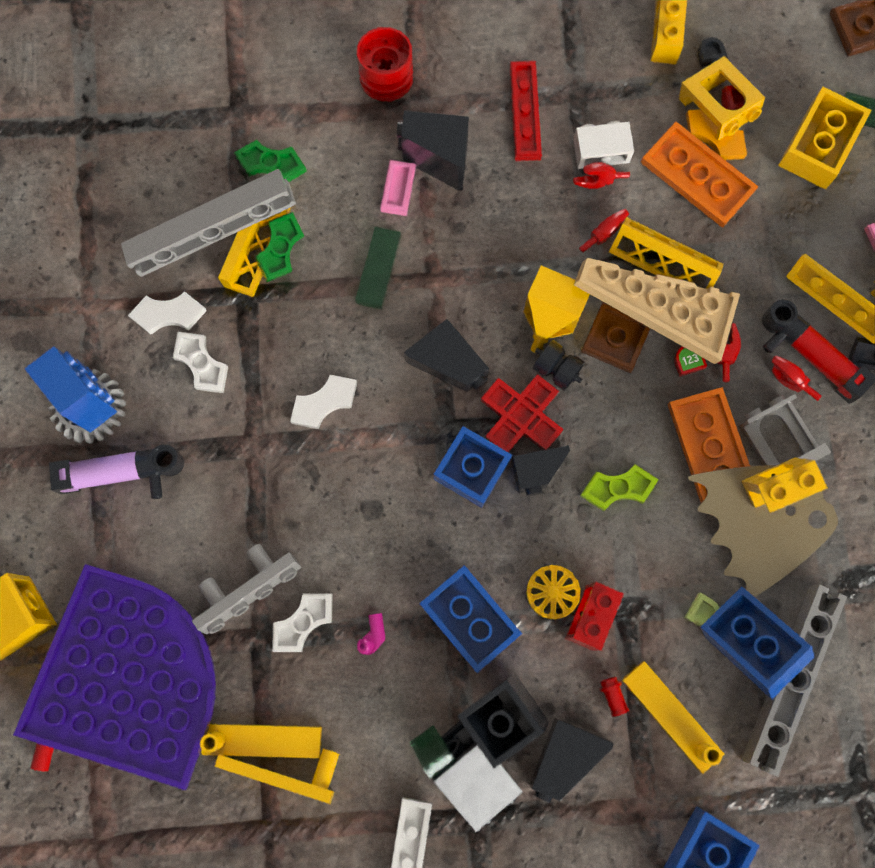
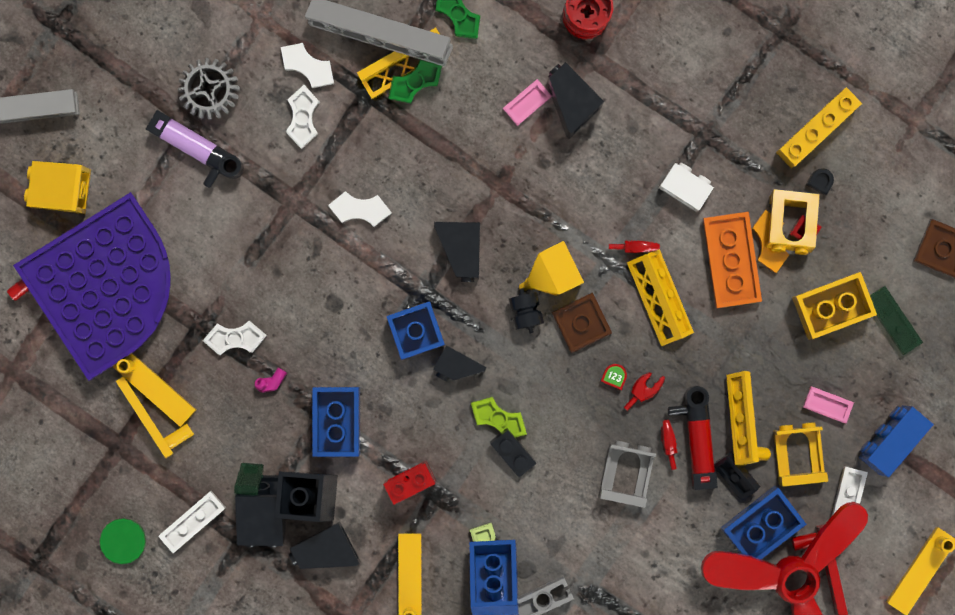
camera: 40 degrees right, 10 degrees up
(72, 389) = (206, 83): blue brick -> none
(238, 601) = (225, 295): light grey plate -> none
(378, 268) = (468, 147): clear green tile -> none
(522, 414) = (476, 322): red plate -> none
(525, 111) = (658, 117): red tile -> none
(553, 592) = (402, 447): yellow wheel -> none
(601, 175) = (665, 206): red hand -> none
(614, 696) = (385, 538): red pin -> none
(661, 507) = (513, 452): none -> black plate
(670, 306) = (627, 337): tan wing -> none
(707, 434) = (578, 443): orange plate -> none
(761, 542) = (560, 511): dark tan piece -> none
(791, 483) = (582, 502): yellow panel -> none

